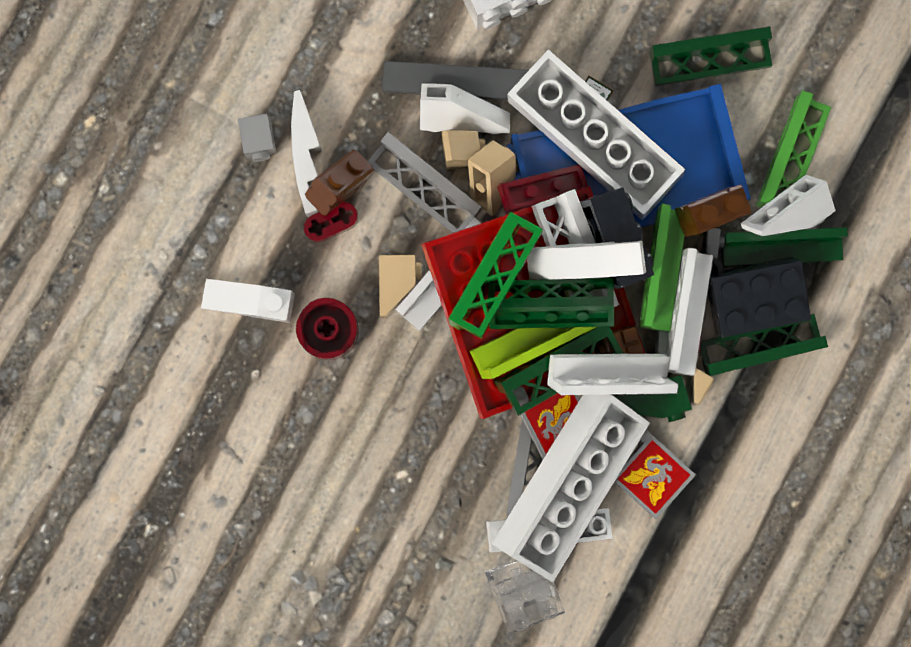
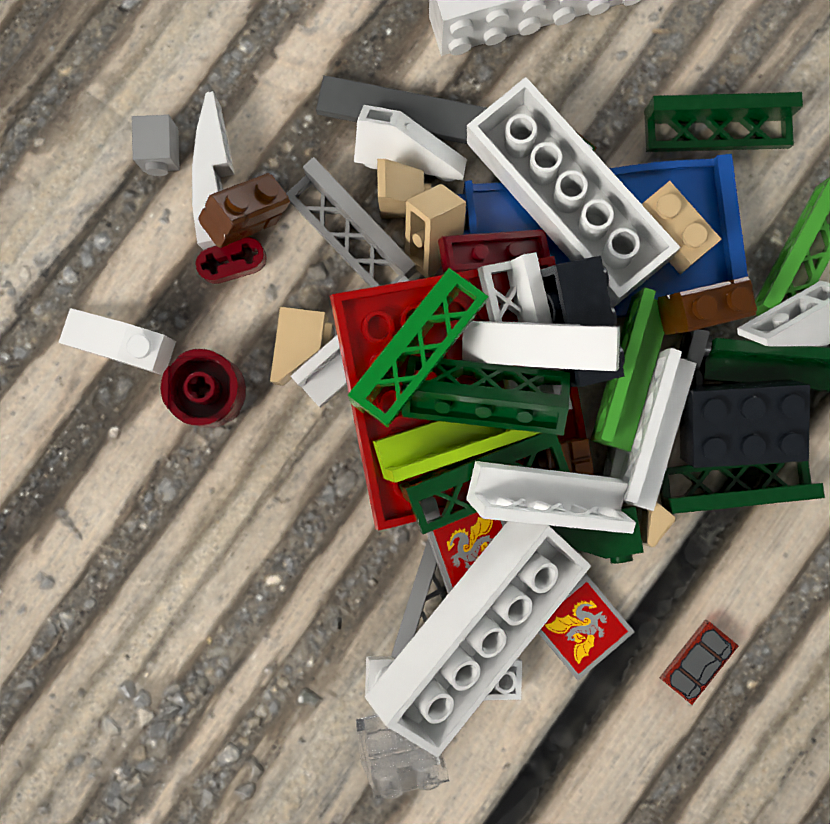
camera: 10 degrees right, 0 degrees up
(684, 150) = (682, 224): none -> tan brick
(749, 491) = (699, 661): none -> tile

